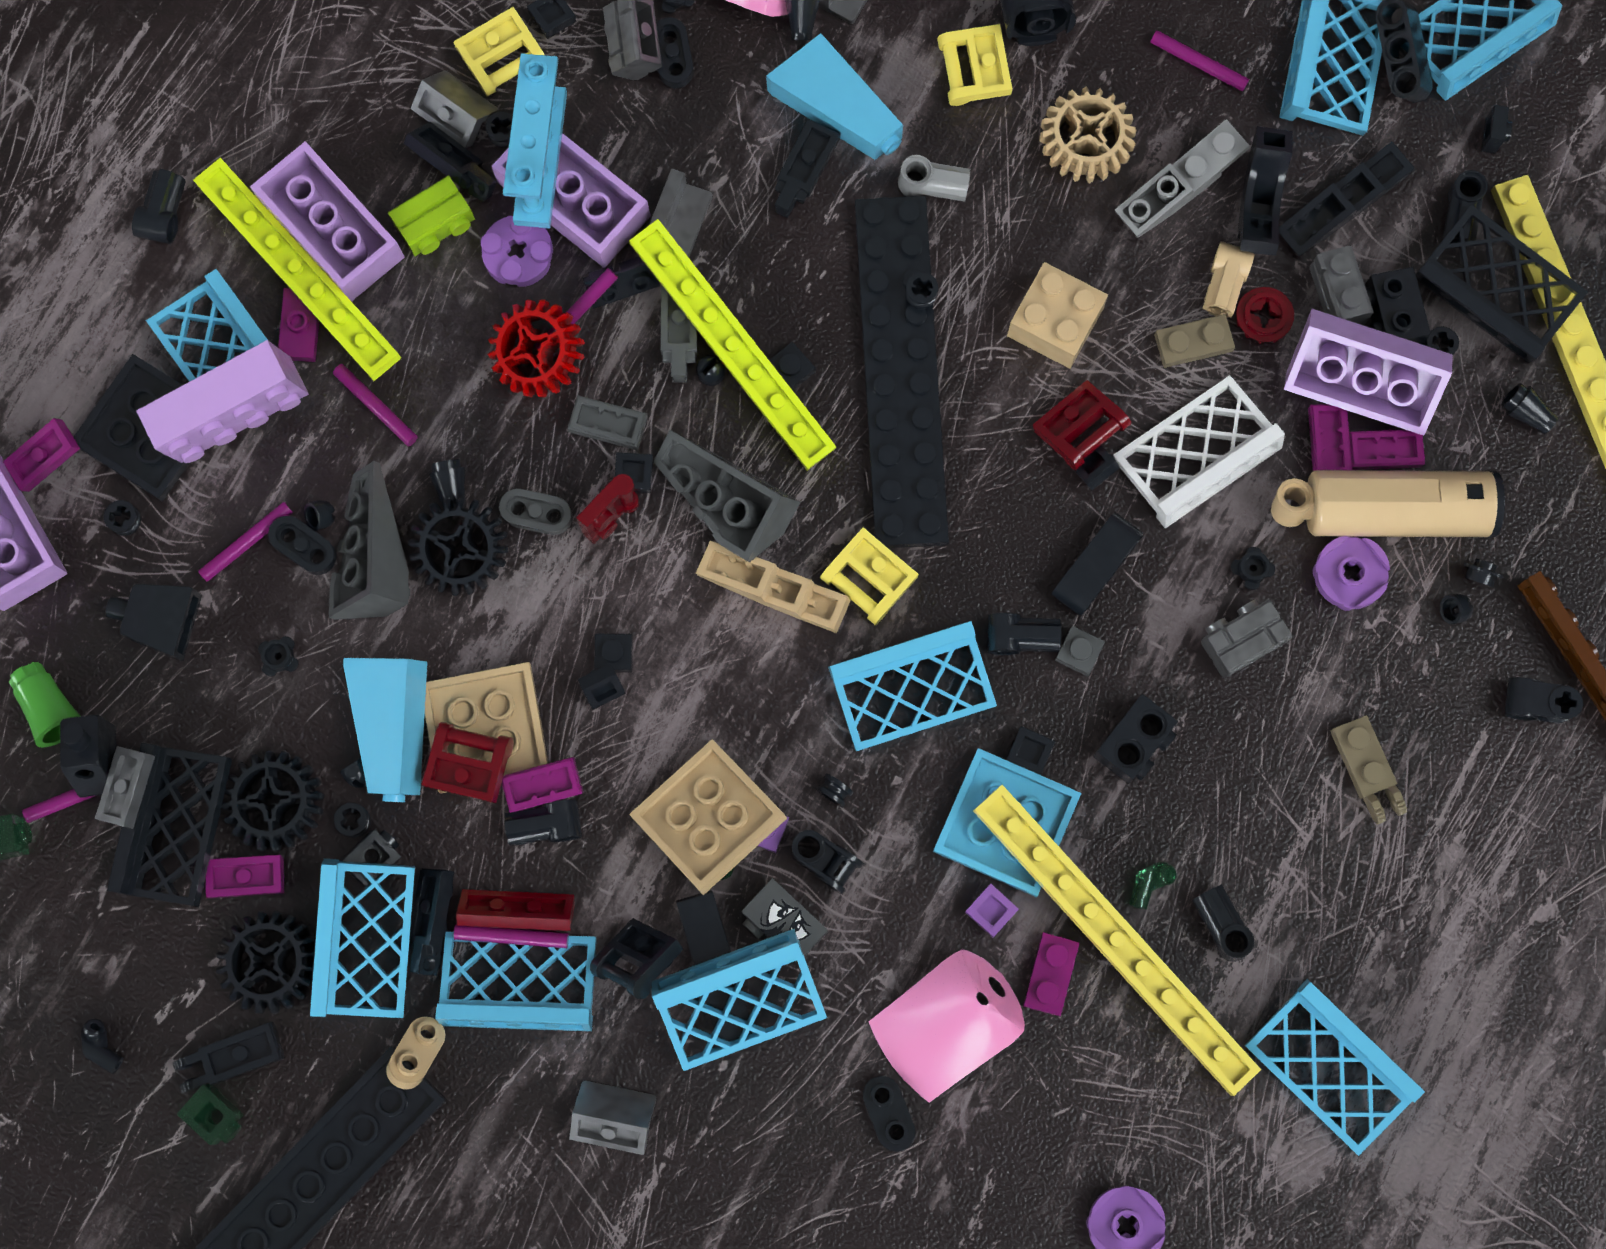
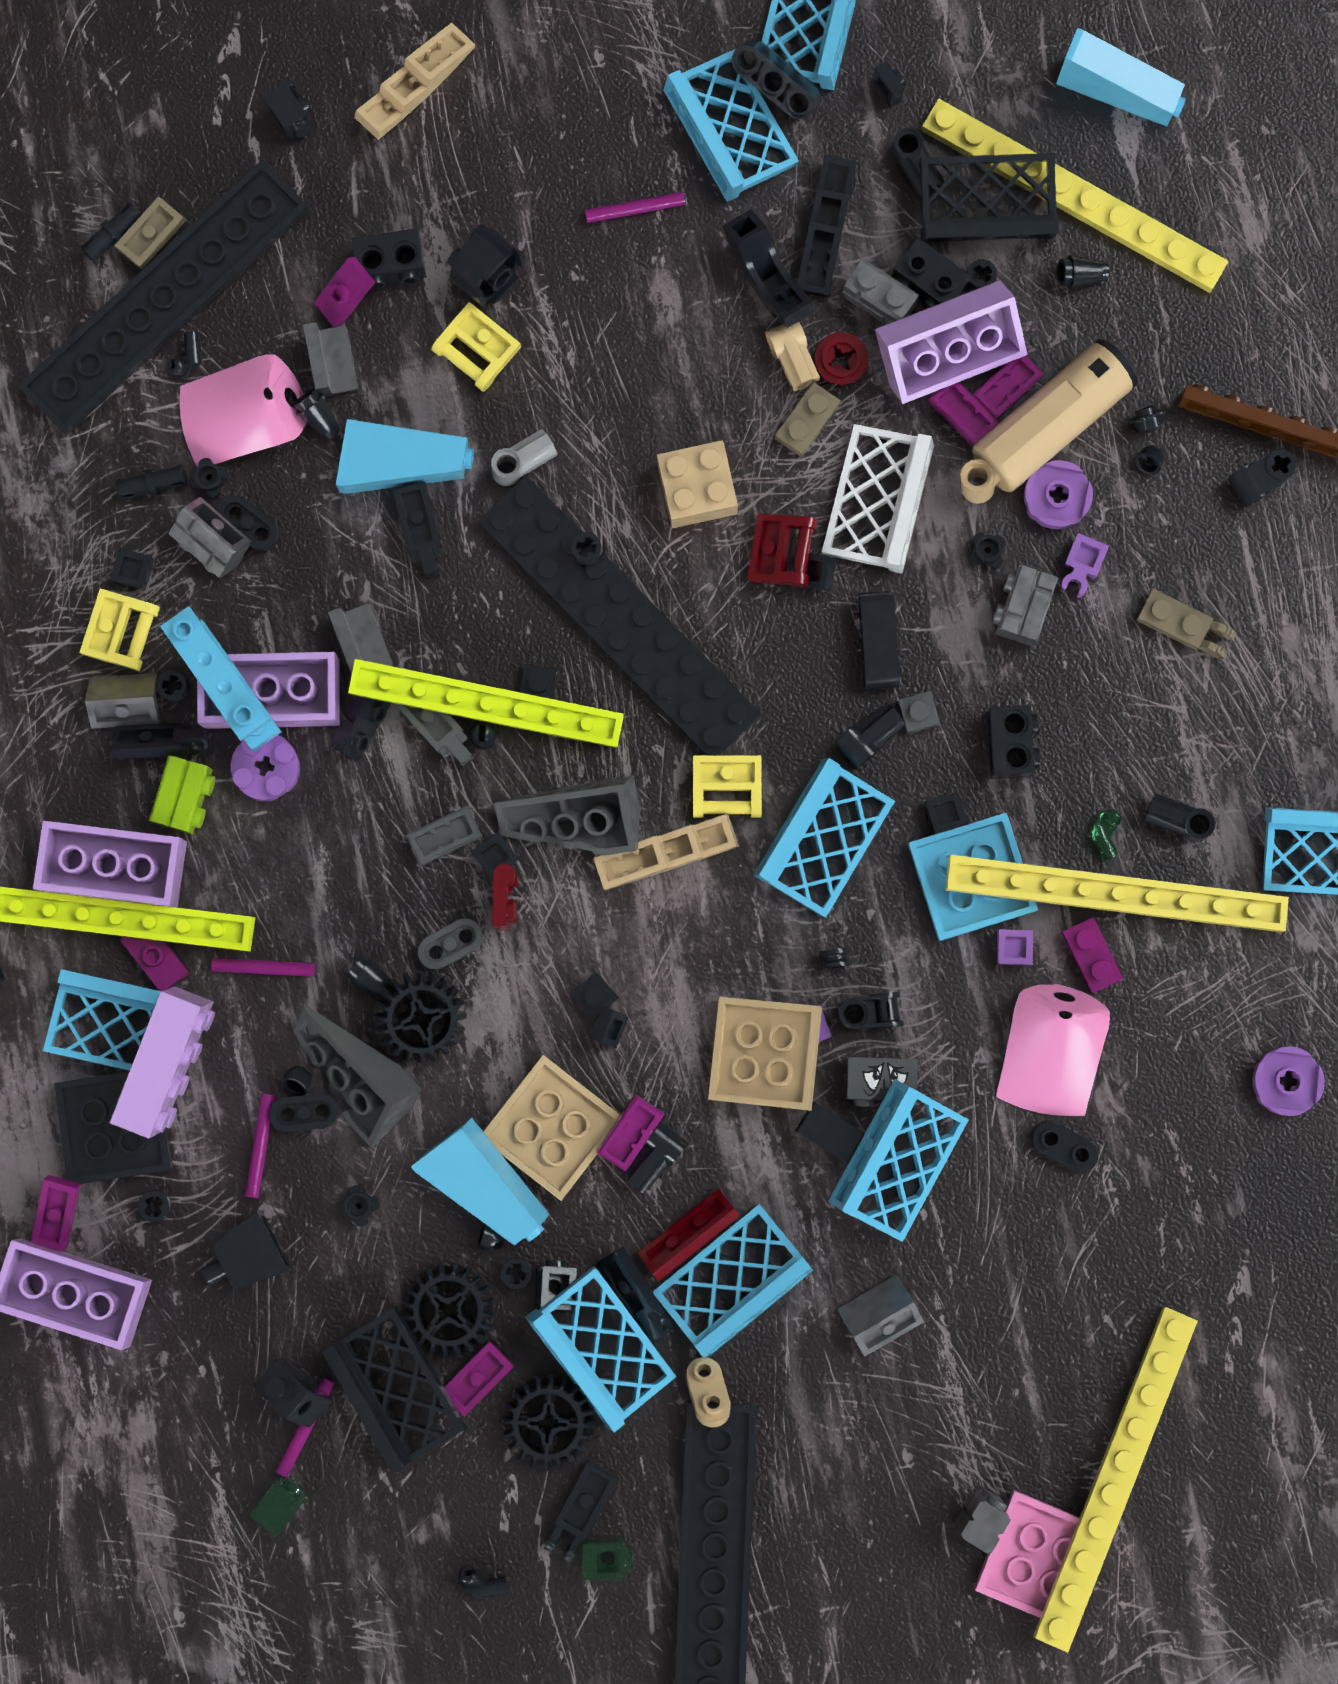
camera: 40 degrees left, 5 degrees up
(41, 703) = (222, 1386): bright green plant -> none
(124, 787) = (340, 1392): flat silver panel -> none
(464, 774) = (570, 1173): dark red plate -> none
(510, 358) = (359, 834): red gear -> none
(511, 936) = (702, 1254): magenta bar -> none
(588, 298) = (350, 775): magenta bar -> none
(641, 946) = (800, 1183): black plate -> none
(1074, 112) = (591, 327): tan gear -> none
(1182, 180) = (699, 308): light grey slope -> none
(1327, 643) = (1084, 560): none -> medium lavender plate

